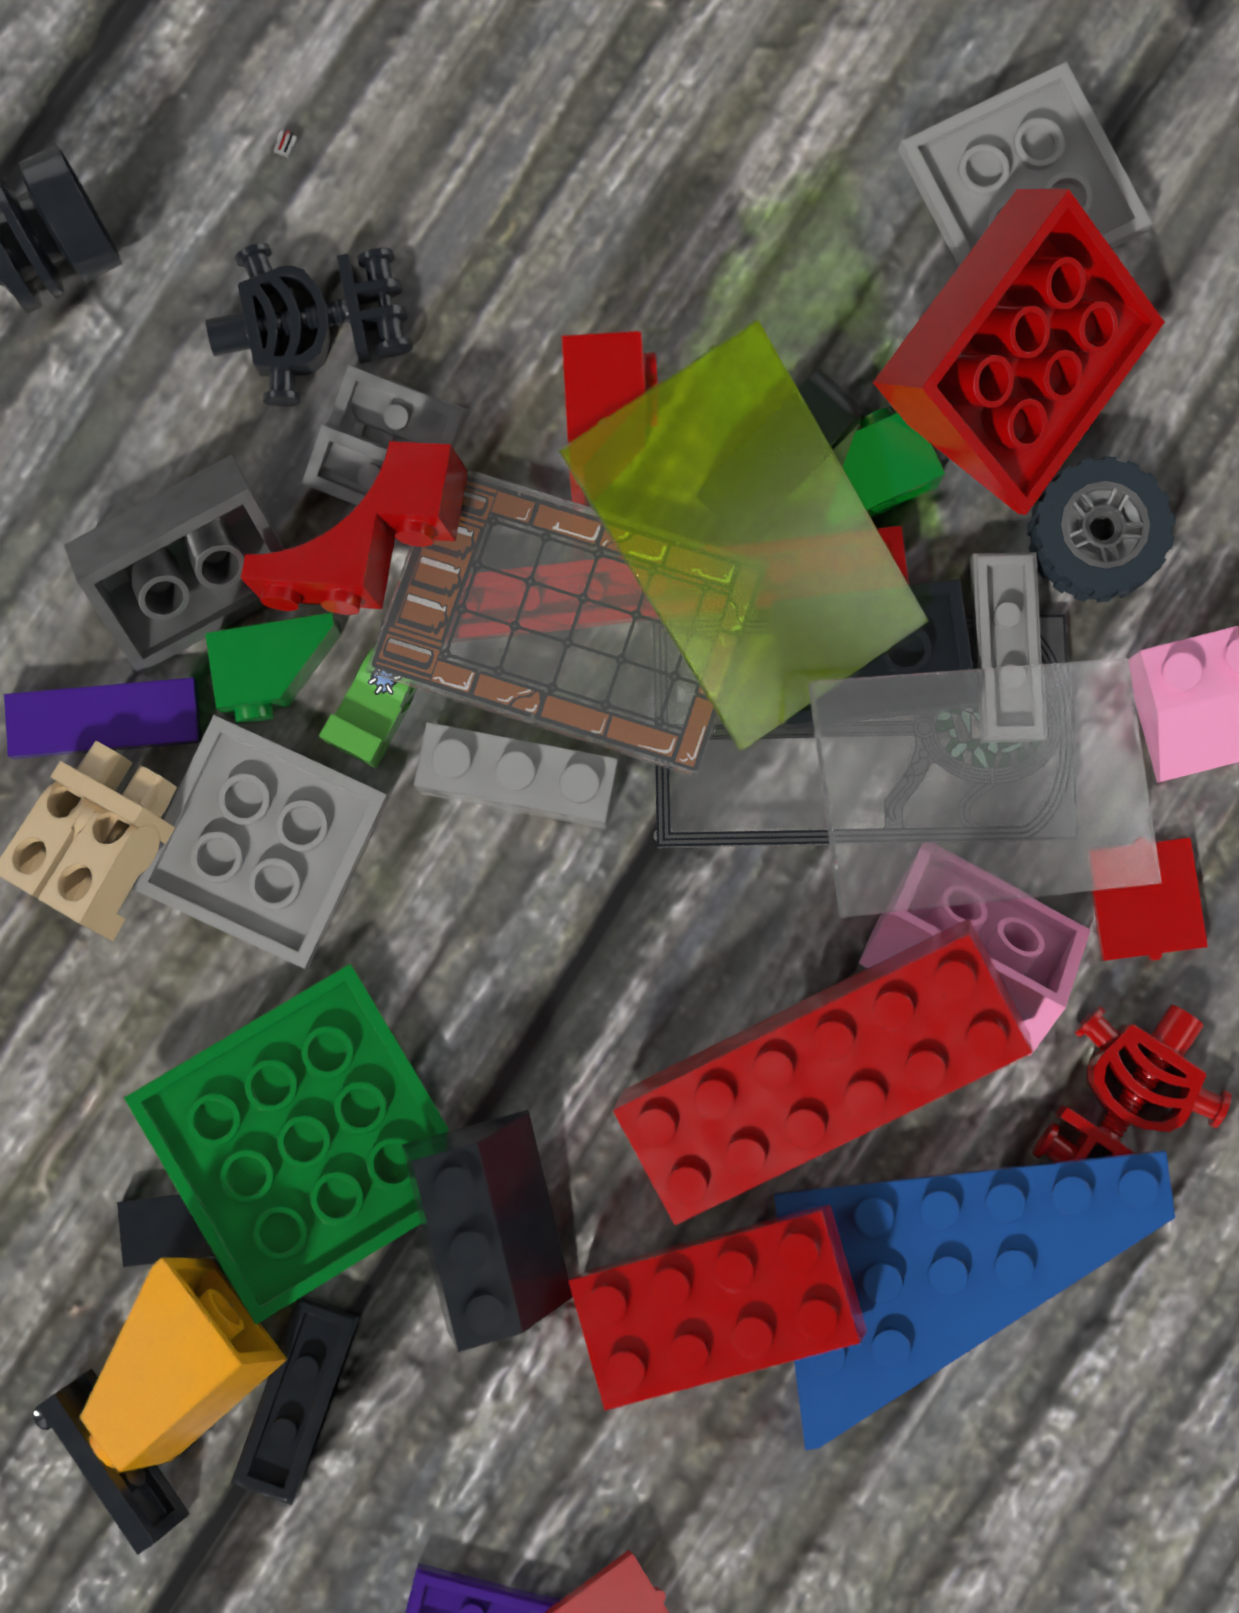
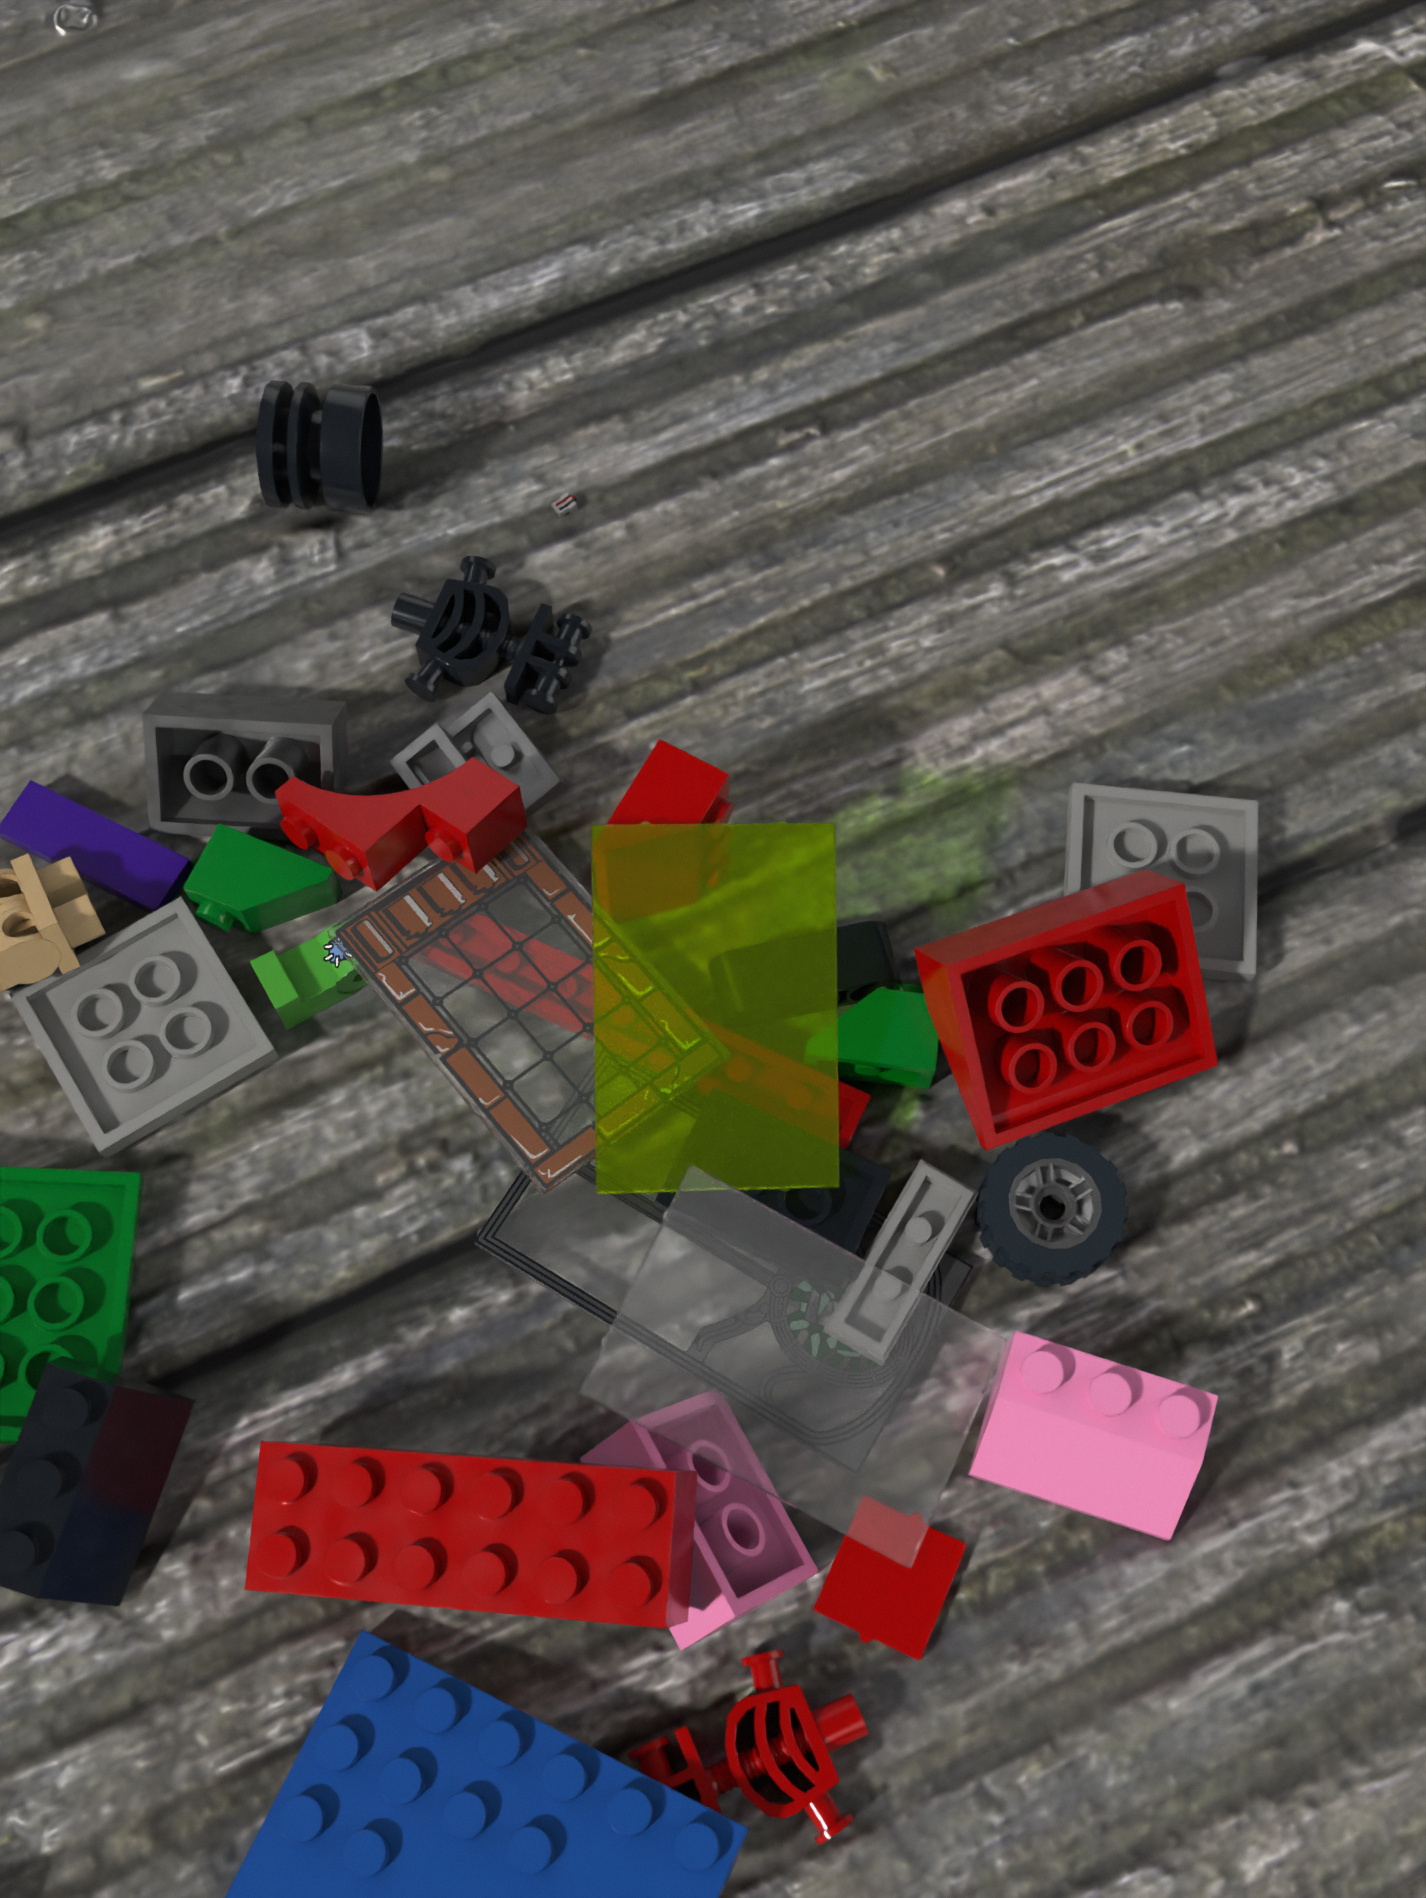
camera: 30 degrees right, 15 degrees down
(516, 775) = (394, 1102): light grey brick -> none
(718, 1307) = (232, 1698): red brick -> none

